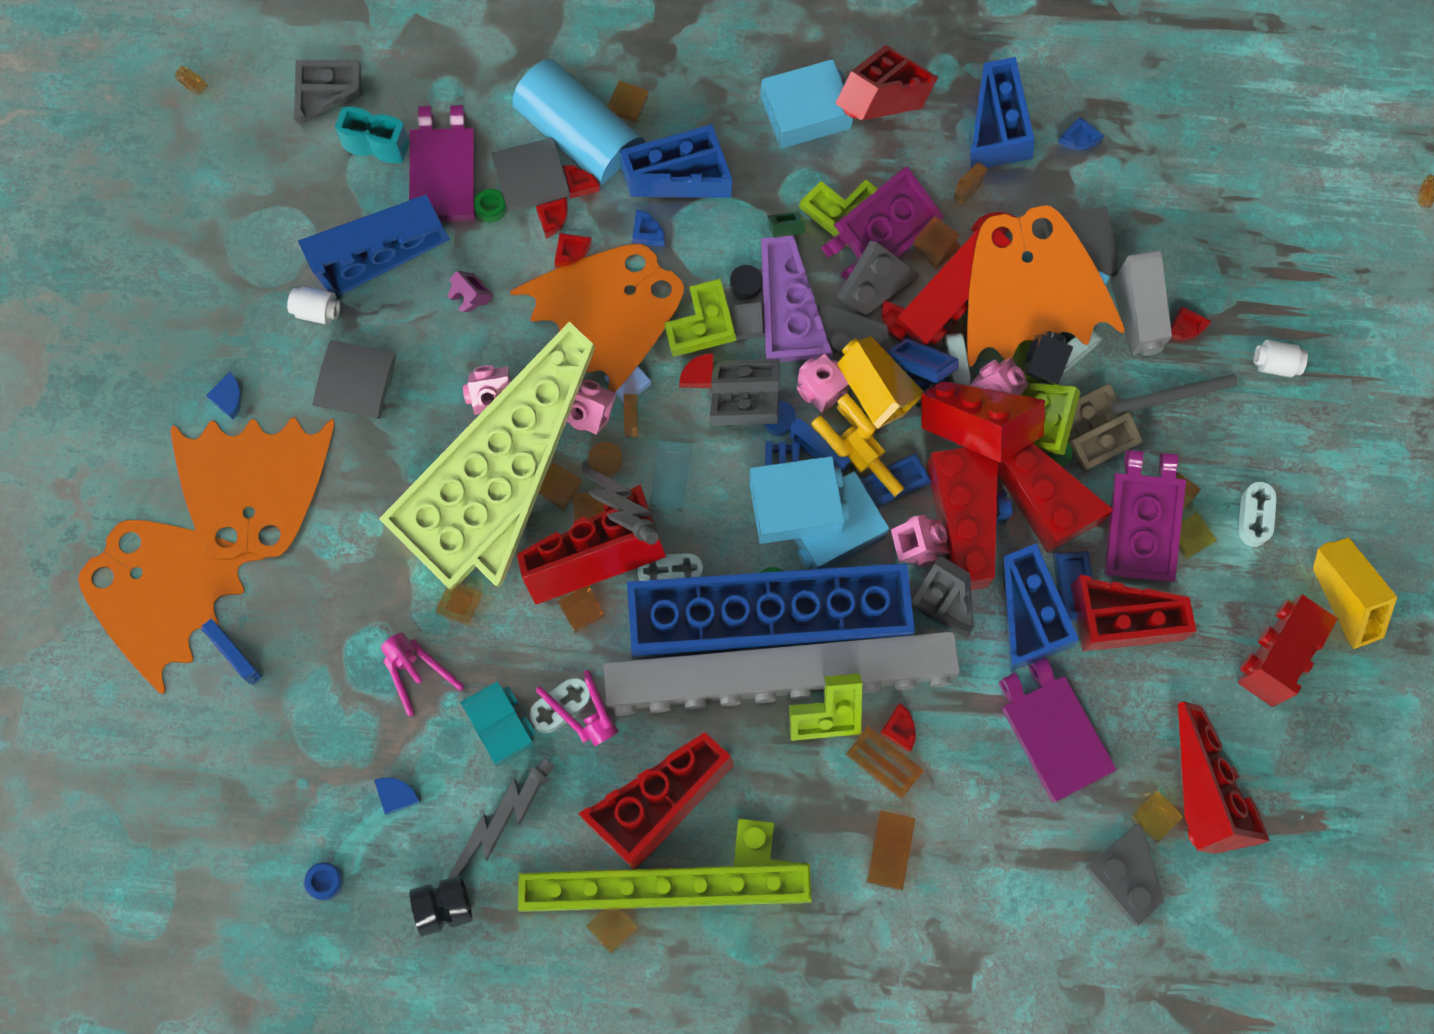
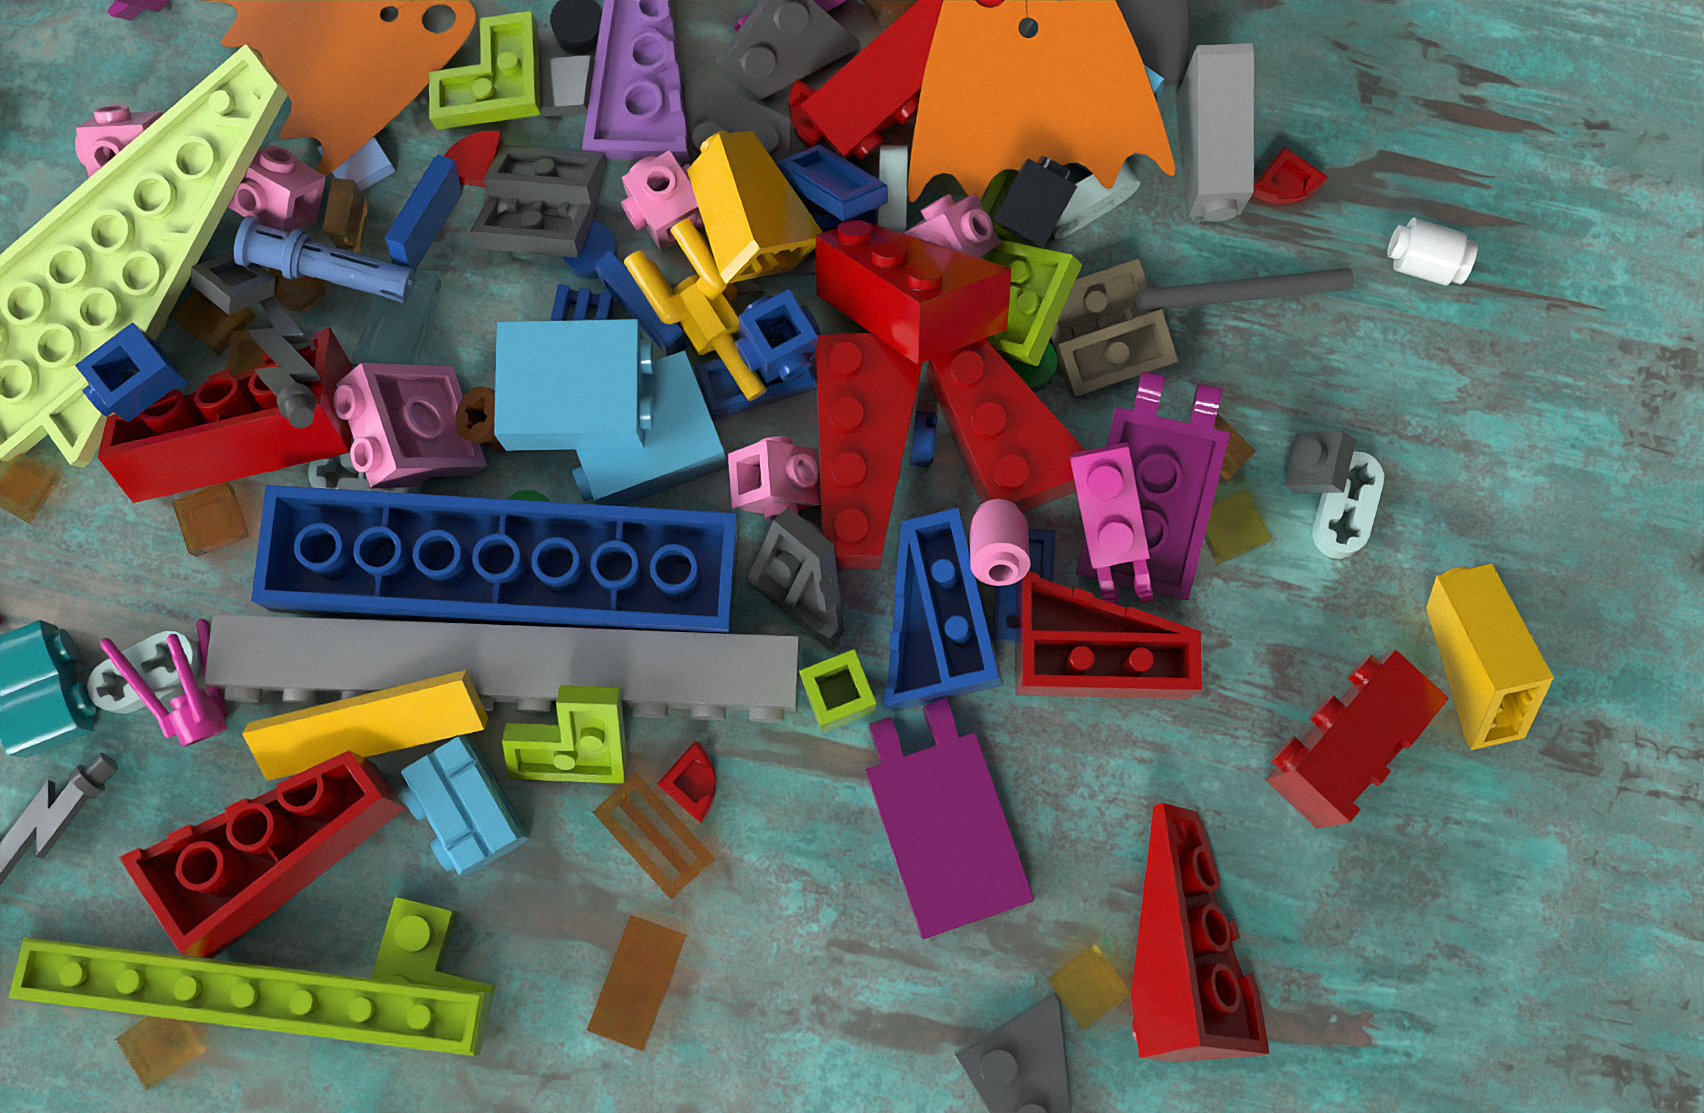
camera: 10 degrees right, 5 degrees up
(531, 515) = (128, 374): none -> blue brick
(573, 463) = (230, 284): none -> dark grey plate
(611, 442) = (299, 255): none -> medium blue pin
(680, 409) = (424, 213): none -> blue tile
(696, 536) = (405, 424): none -> bright pink plate
(708, 715) = (367, 724): none -> yellow tile
(736, 532) = (476, 418): none -> reddish brown wheel
(770, 759) = (462, 806): none -> medium azure brick
(909, 456) = (777, 319): none -> blue brick
(982, 661) = (838, 691): none -> lime brick
(1064, 561) = (999, 543): none -> bright pink brick
(1125, 538) = (1112, 516): none -> dark pink hinge
(1237, 491) = (1320, 462): none -> dark grey plate

